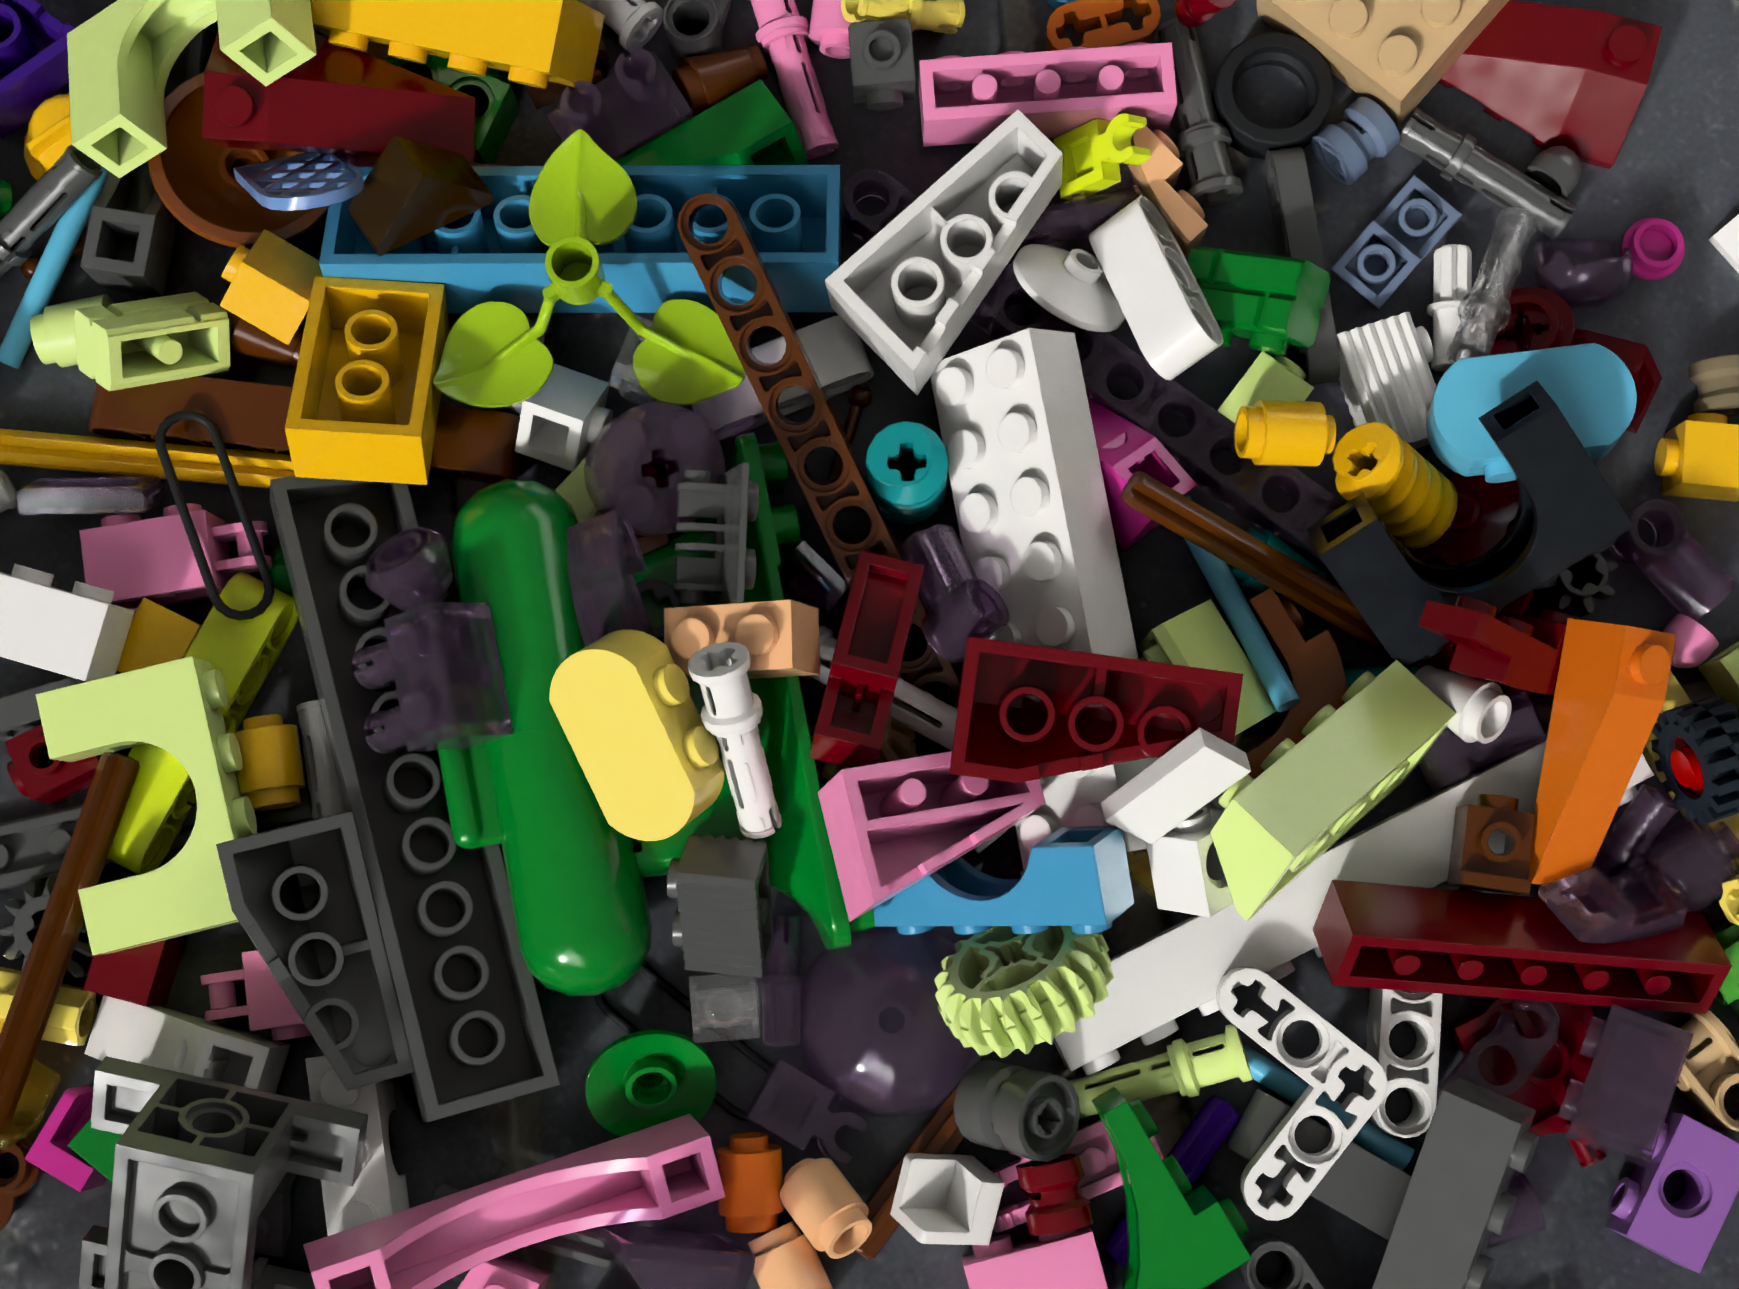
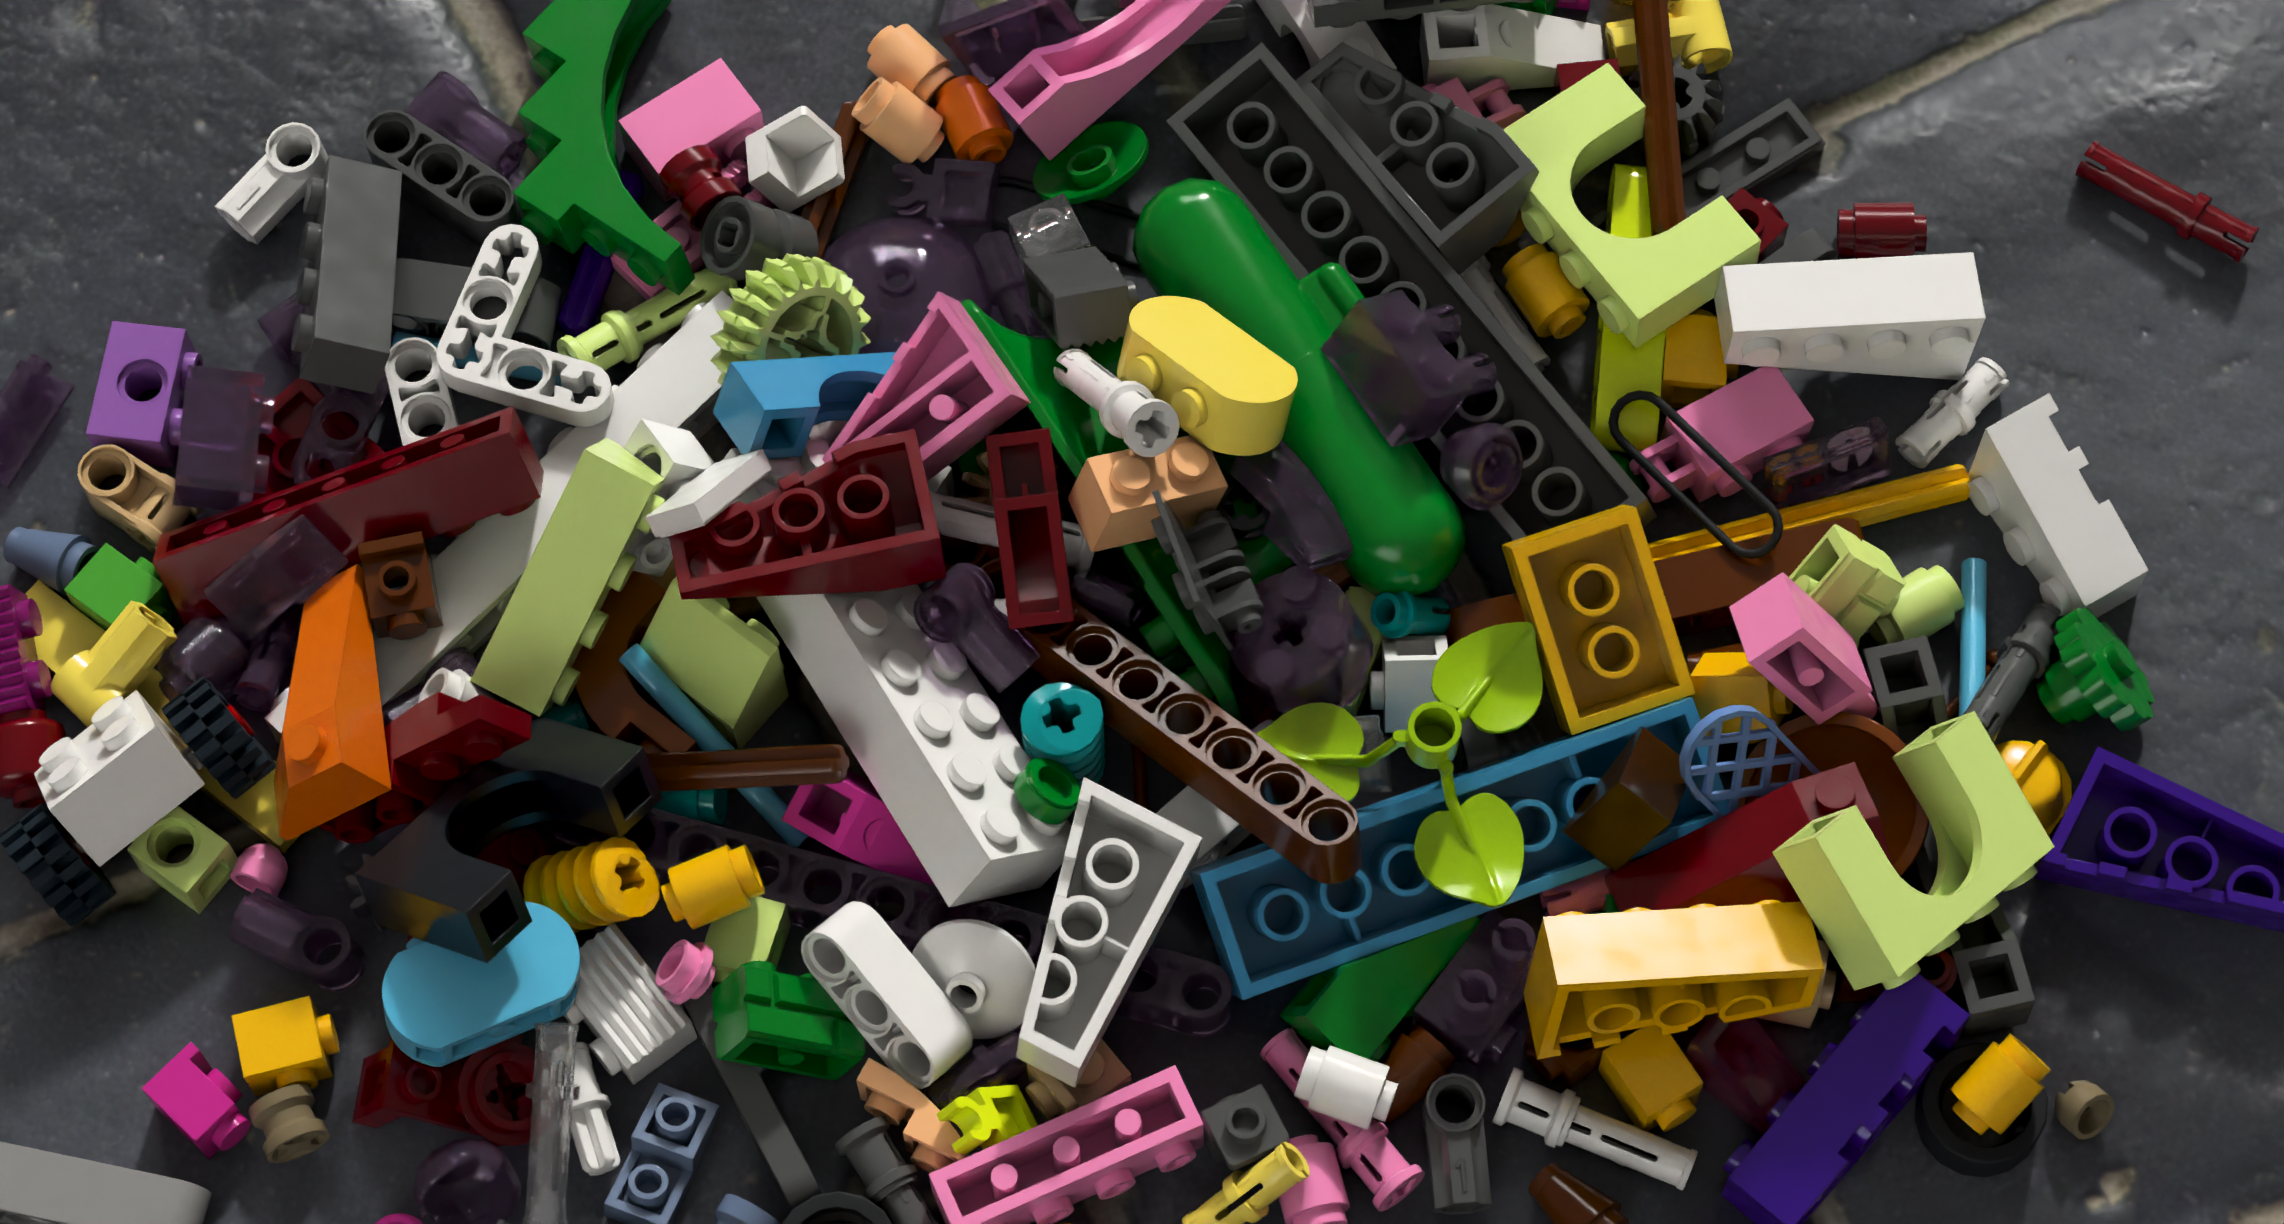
camera: 155 degrees right, 15 degrees down
(199, 269) = (1803, 651): none -> bright pink brick
(548, 467) = (1408, 614): none -> teal pin
(780, 57) = (1346, 1086): none -> white brick
(946, 402) = (1047, 790): none -> green tile
(1332, 371) = (686, 971): none -> bright pink plate

